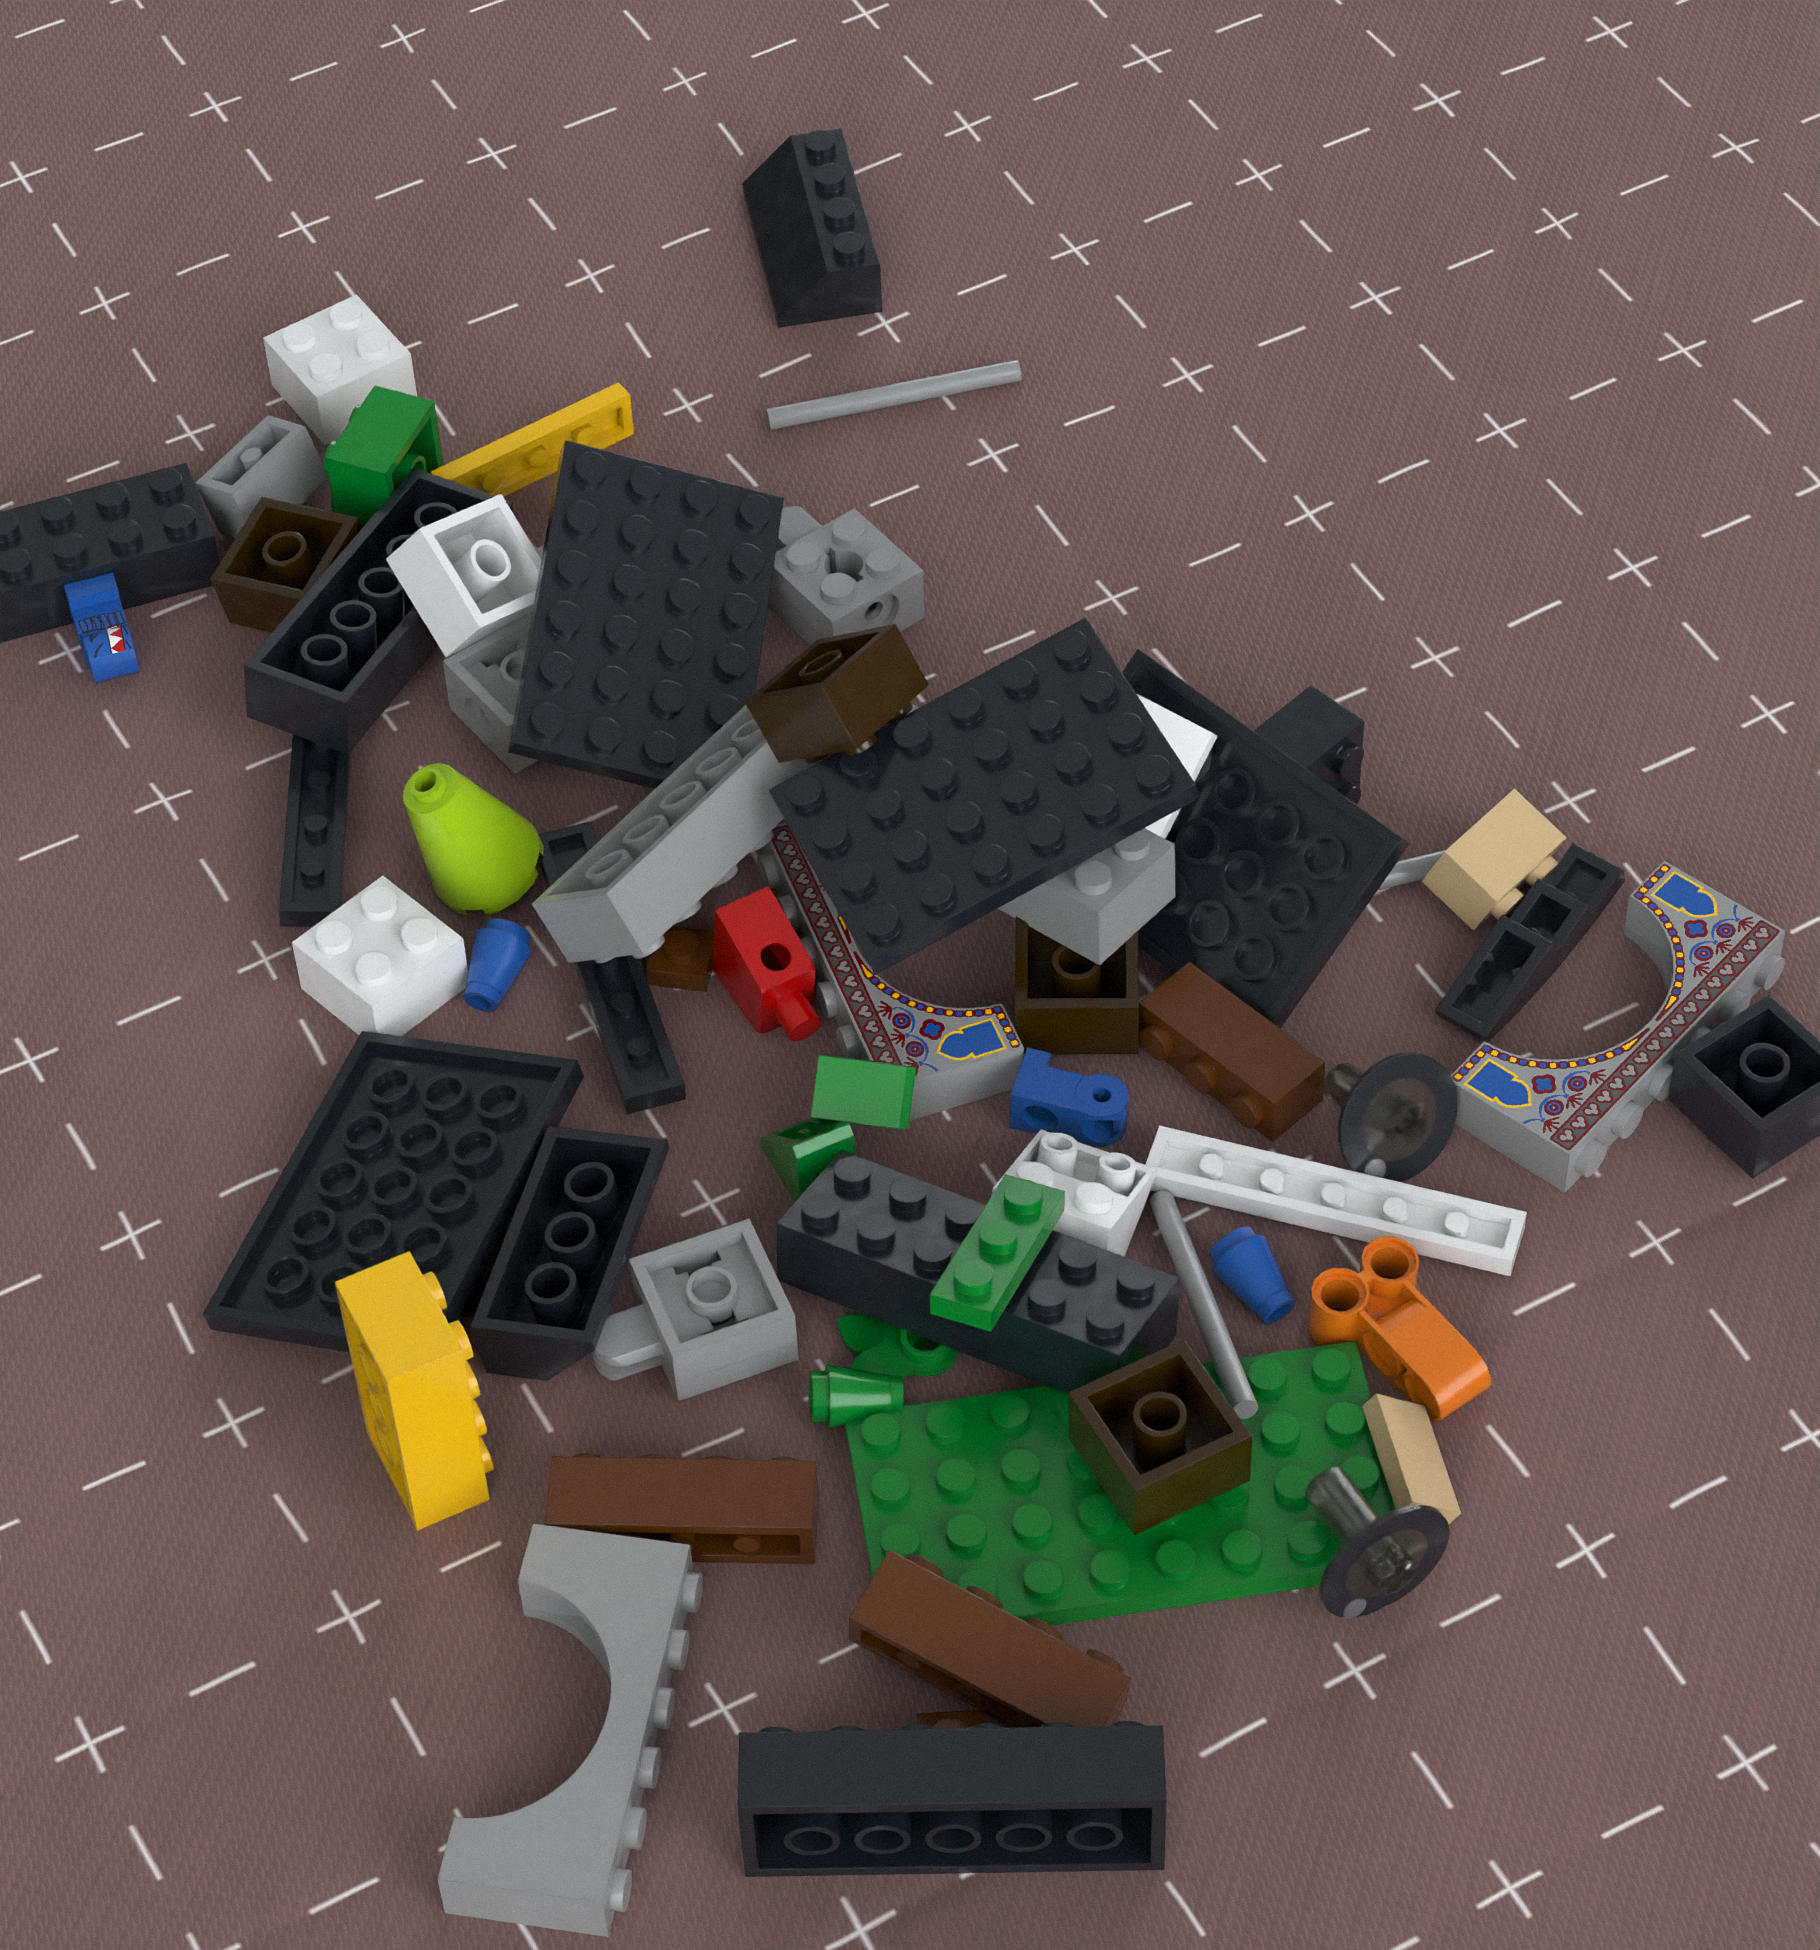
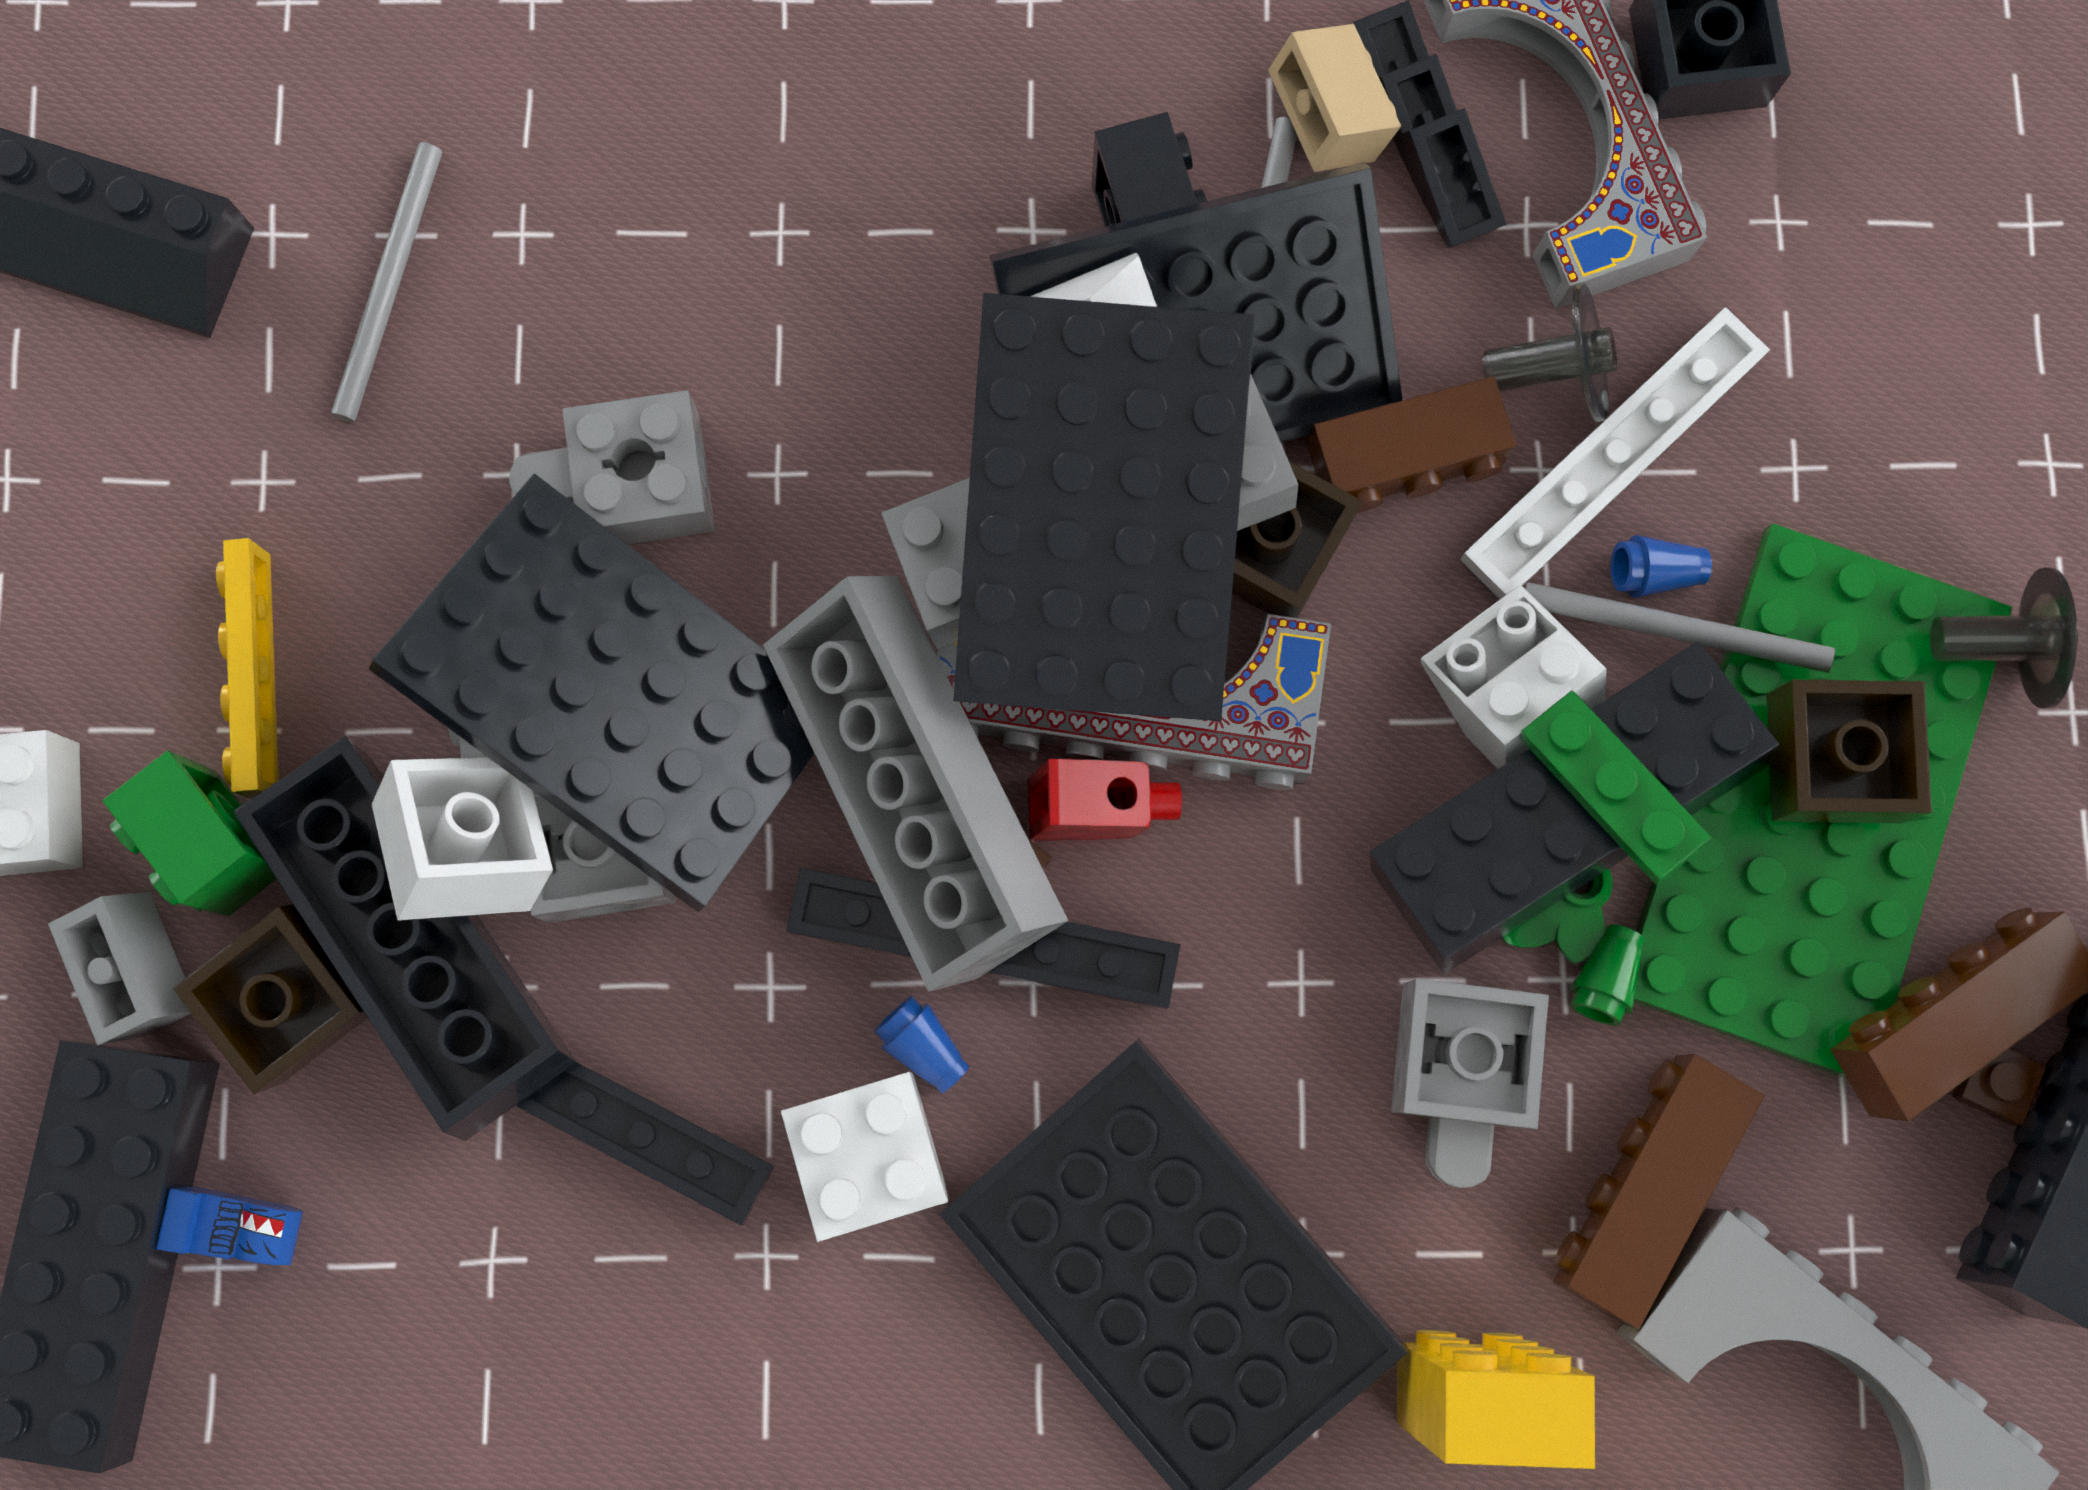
camera: 65 degrees left, 30 degrees up
(470, 841) = (784, 994): lime cone -> none
(565, 1251) = (1347, 1152): black slope -> none
(806, 1150) = (1316, 871): green slope -> none
(838, 695) = (903, 576): dark brown brick -> none
(863, 1091) = (1302, 799): green slope -> none
(1067, 1102) = (1400, 604): blue leg -> none
(1397, 1328) = (1783, 482): orange piece -> none
(1410, 1455) = (1919, 551): tan tile -> none

